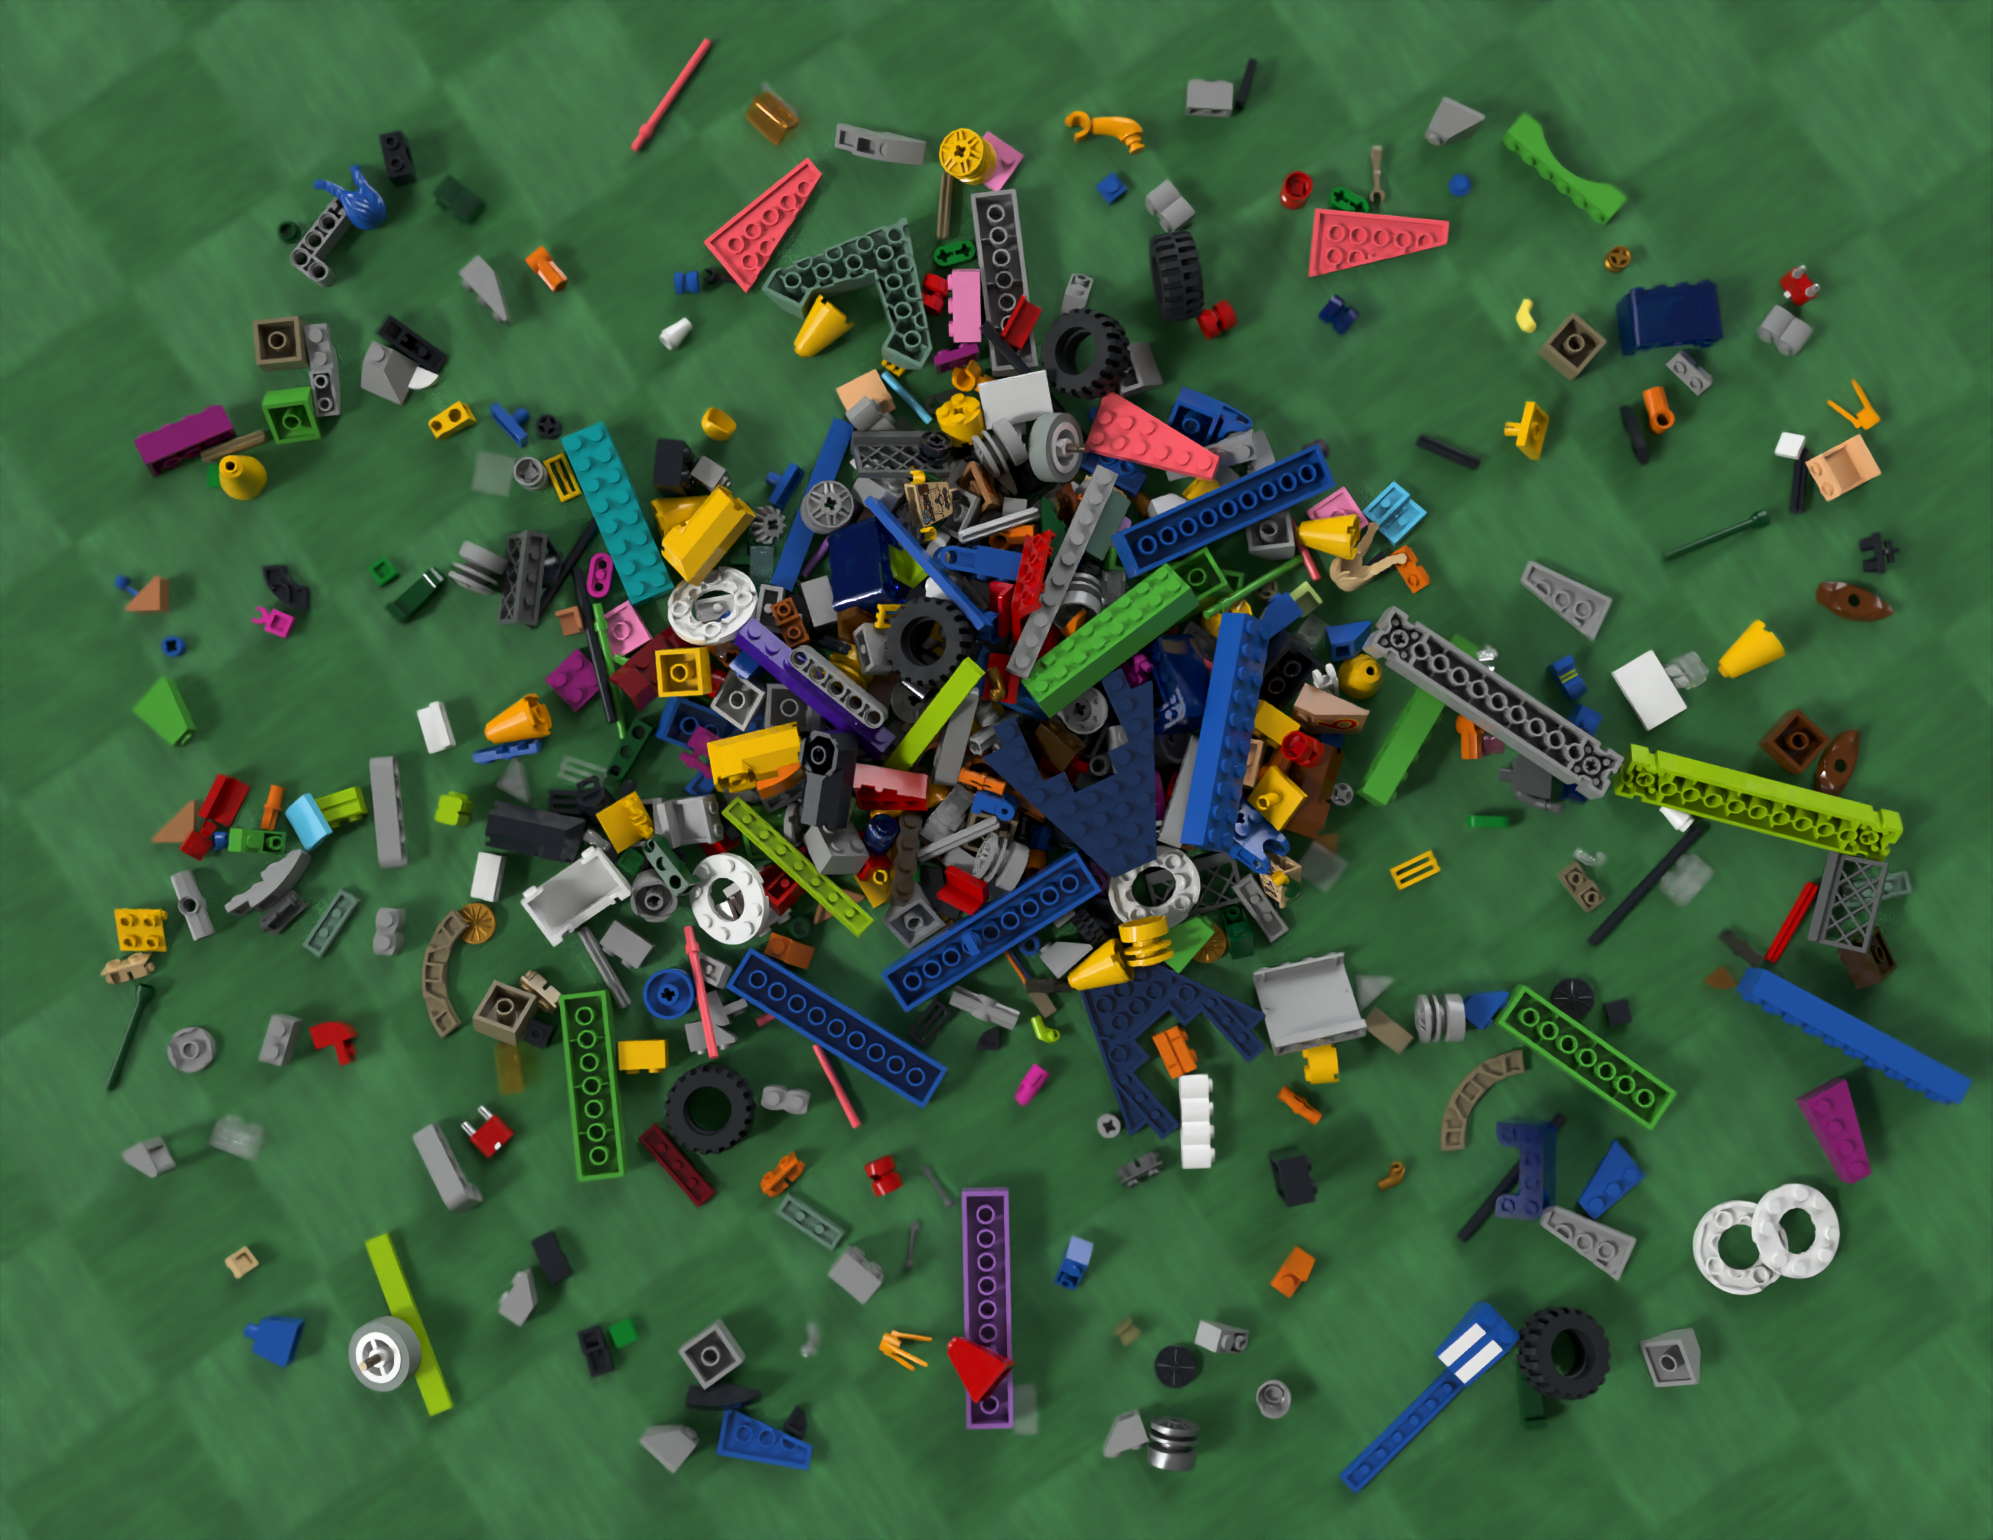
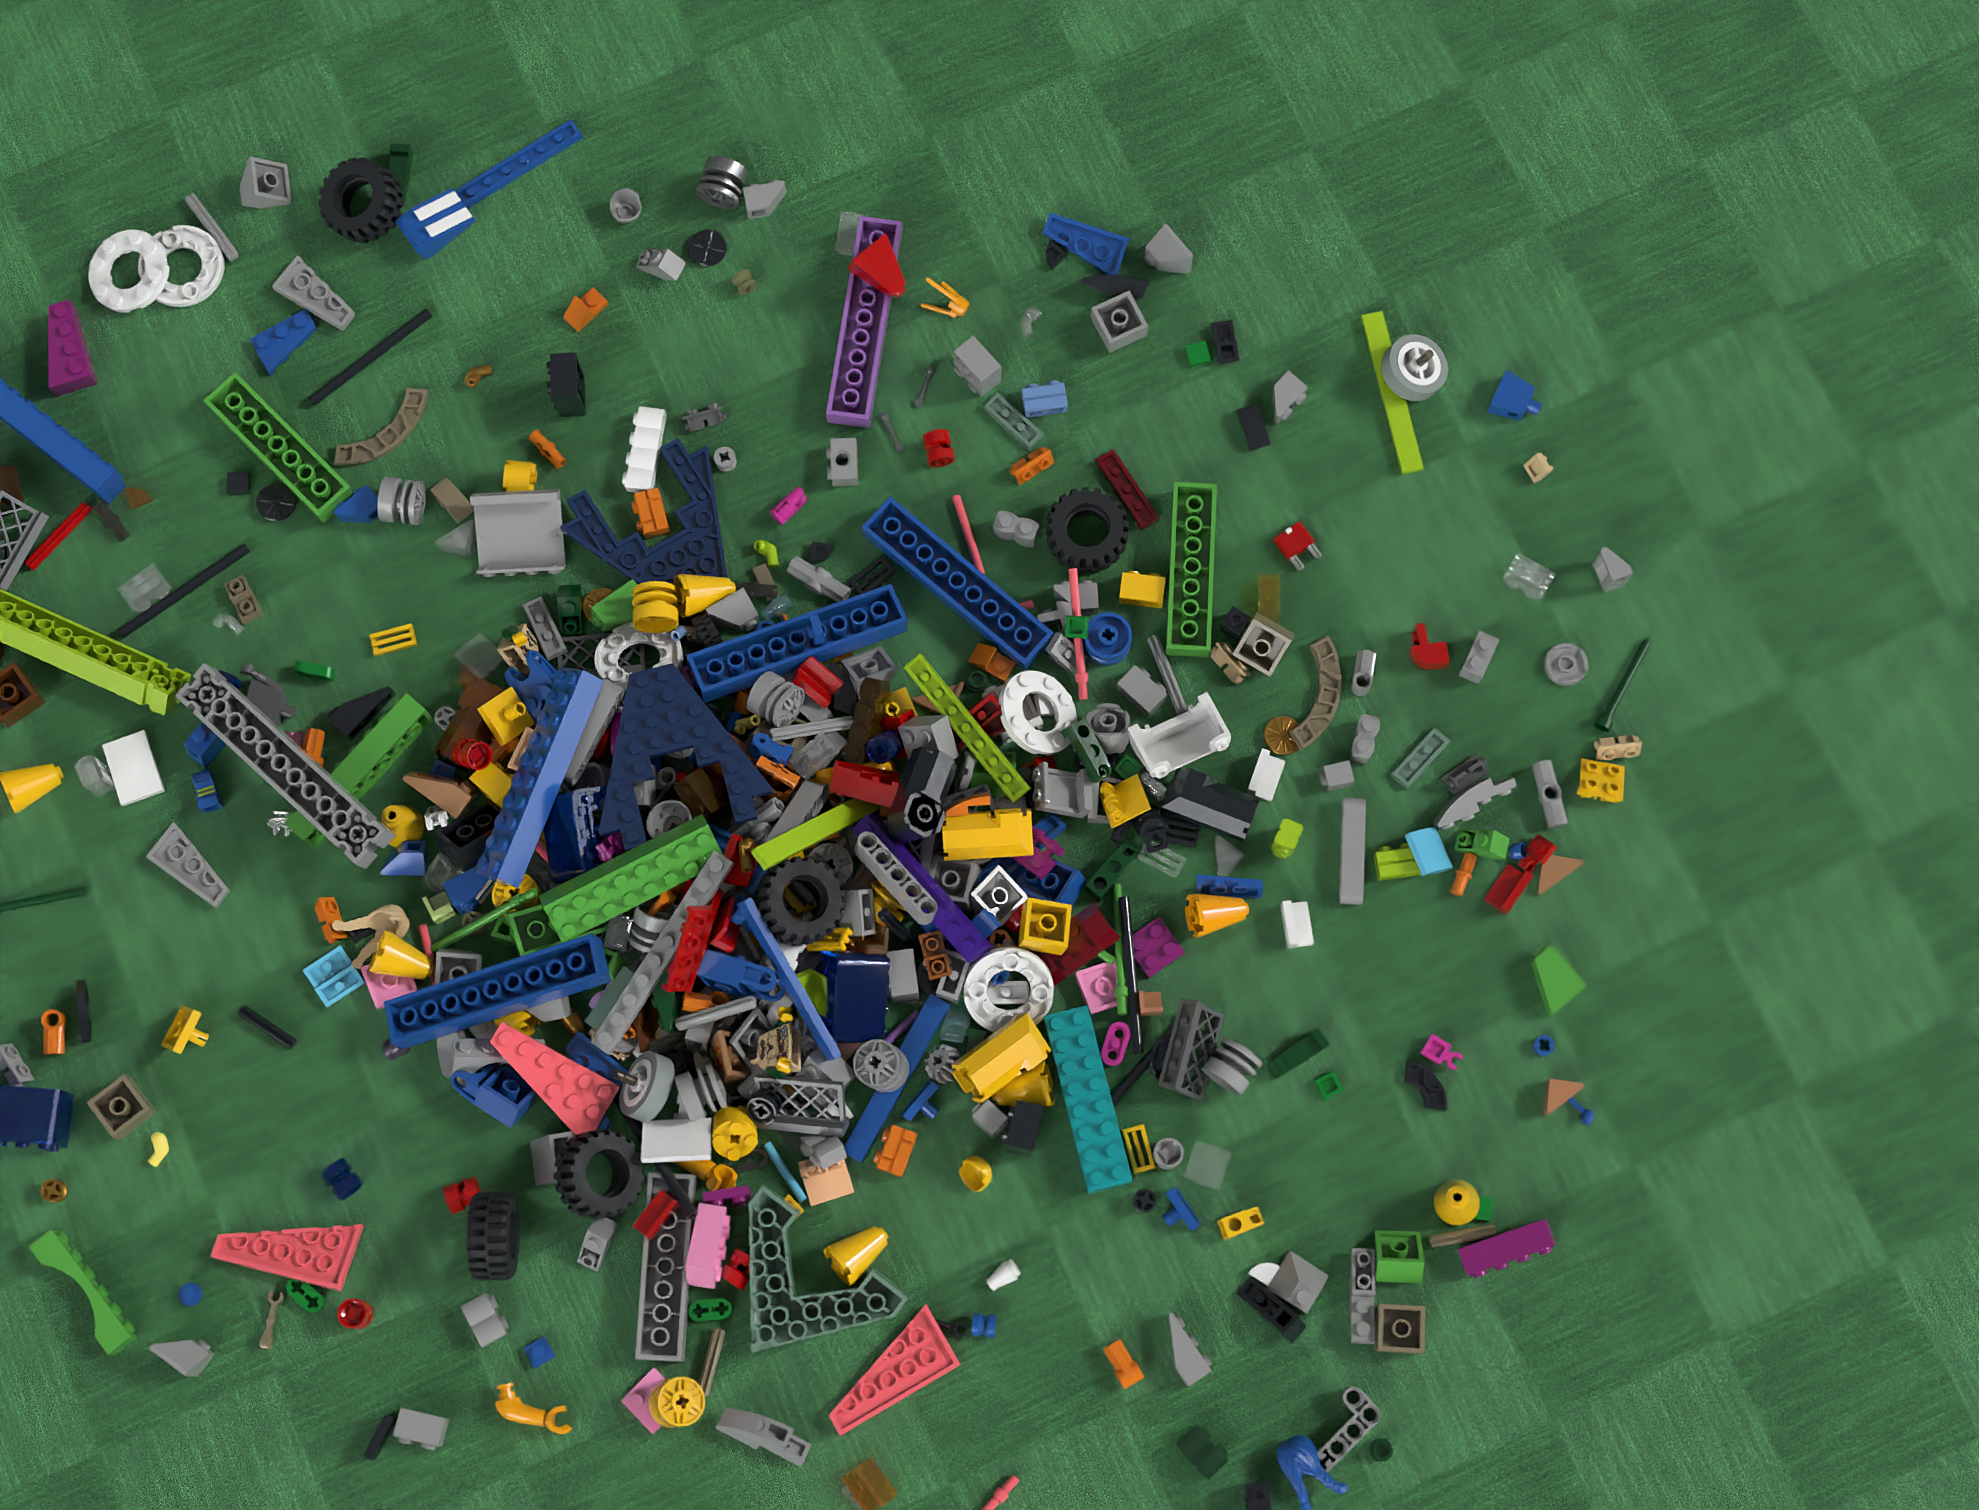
camera: 165 degrees left, 10 degrees down
(400, 1006) = (1363, 671): none -> light grey piece
(413, 887) = (1337, 776): none -> light grey brick
(445, 1171) = (1340, 518): light grey beam -> none
(701, 996) = (1077, 626): none -> green tile
(779, 1250) = (1044, 399): none -> medium blue brick
(800, 433) = (895, 1151): none -> orange brick
(980, 1157) = (843, 449): none -> light grey brick
(1019, 971) = (778, 606): none -> clear light blue cone
(1025, 838) = (746, 723): none -> light yellow arm
(1073, 1263) = (780, 346): blue slope -> none
(1112, 926) = (688, 630): none -> arm
(1436, 780) = (357, 713): none -> black slope
(1536, 1168) = (341, 380): clear blue windscreen -> none
(1678, 819) = (136, 642): white cone -> none
(1719, 1298) = (211, 226): none -> light grey axle

